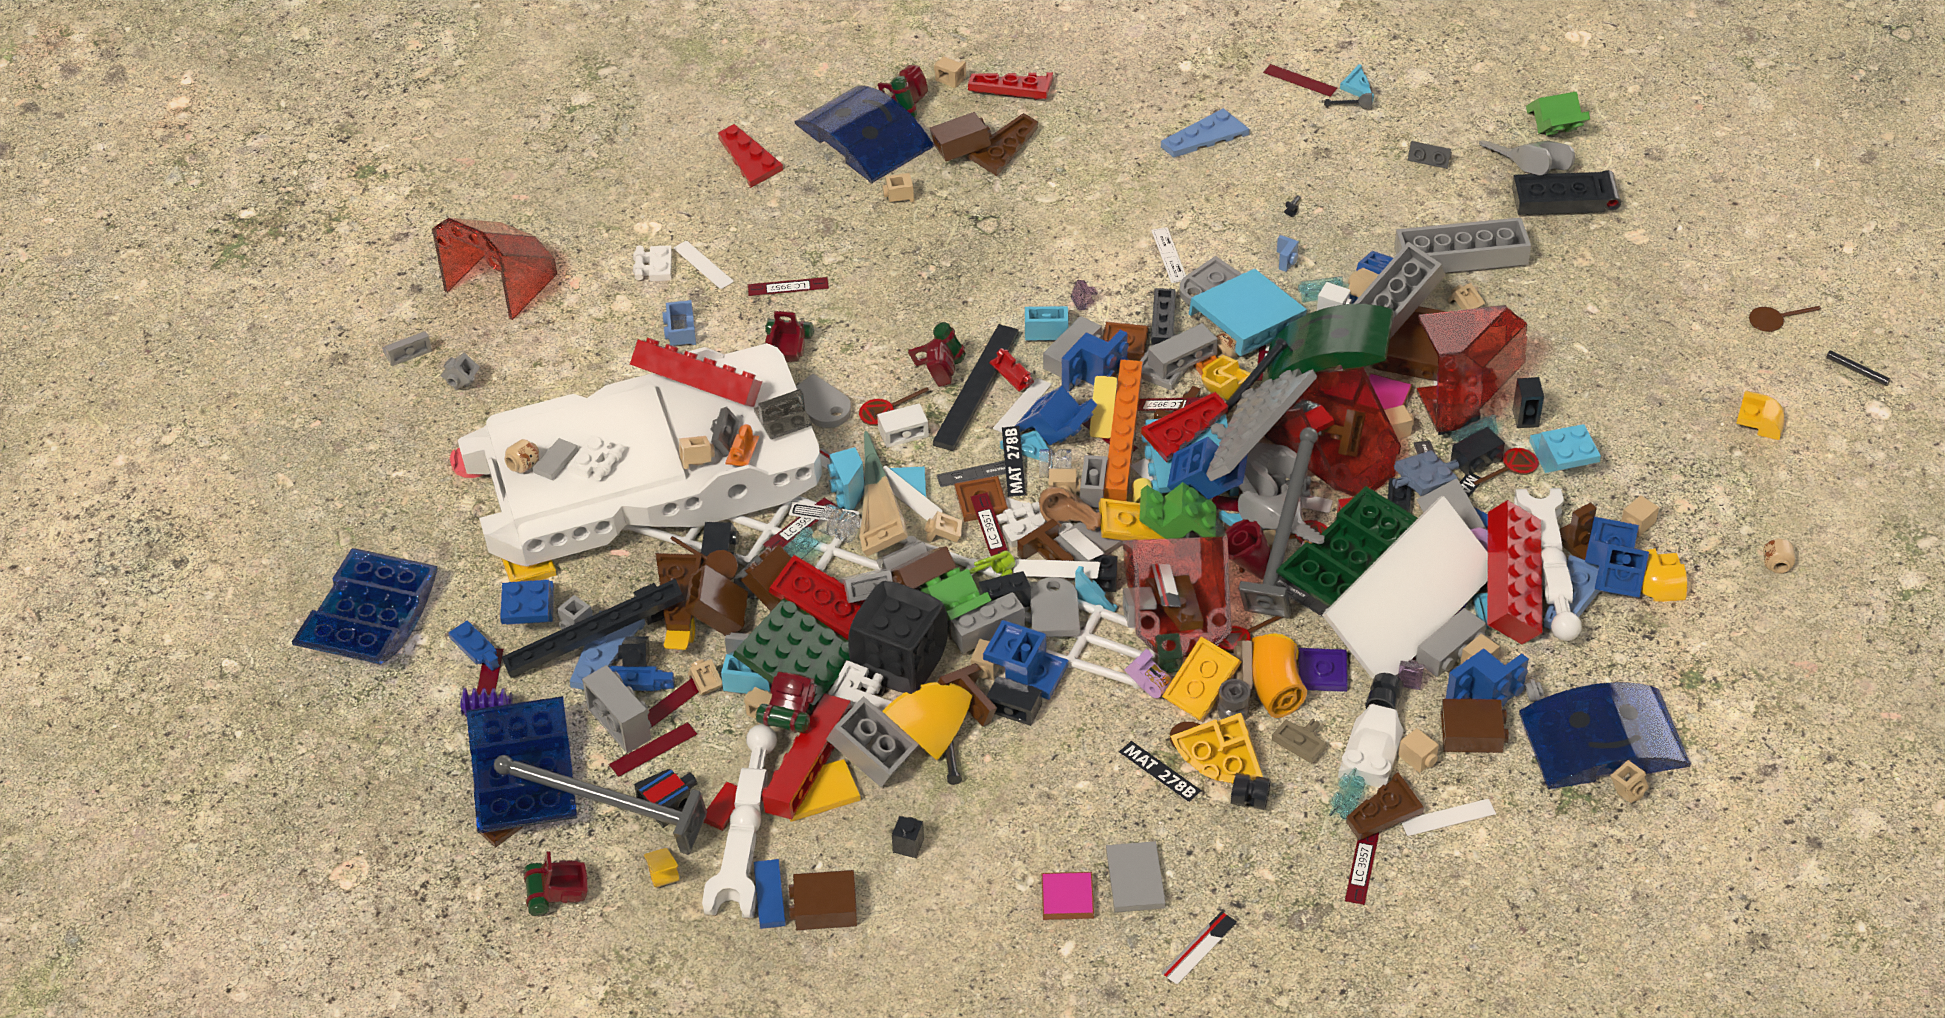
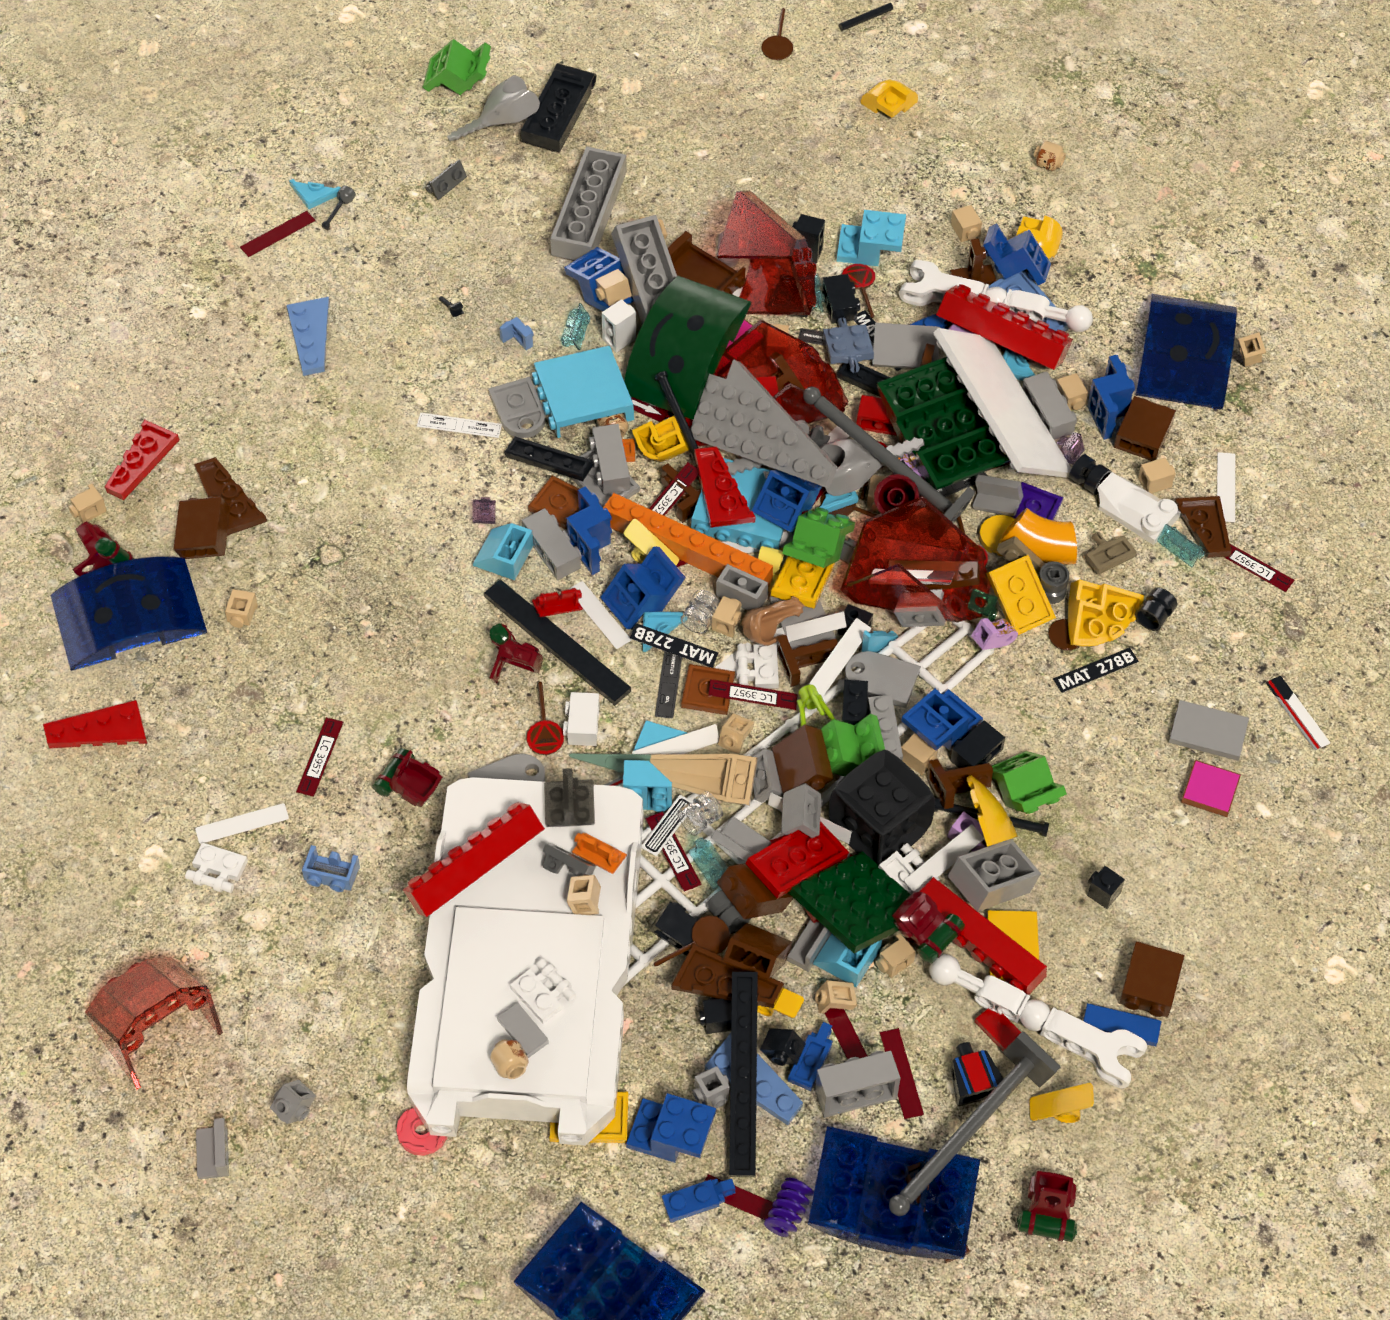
camera: 70 degrees left, 10 degrees up
(823, 556) = (740, 839): none -> light grey panel
(989, 741) = (1027, 782): none -> bright green bracket
(1313, 636) = (997, 495): none -> light grey panel

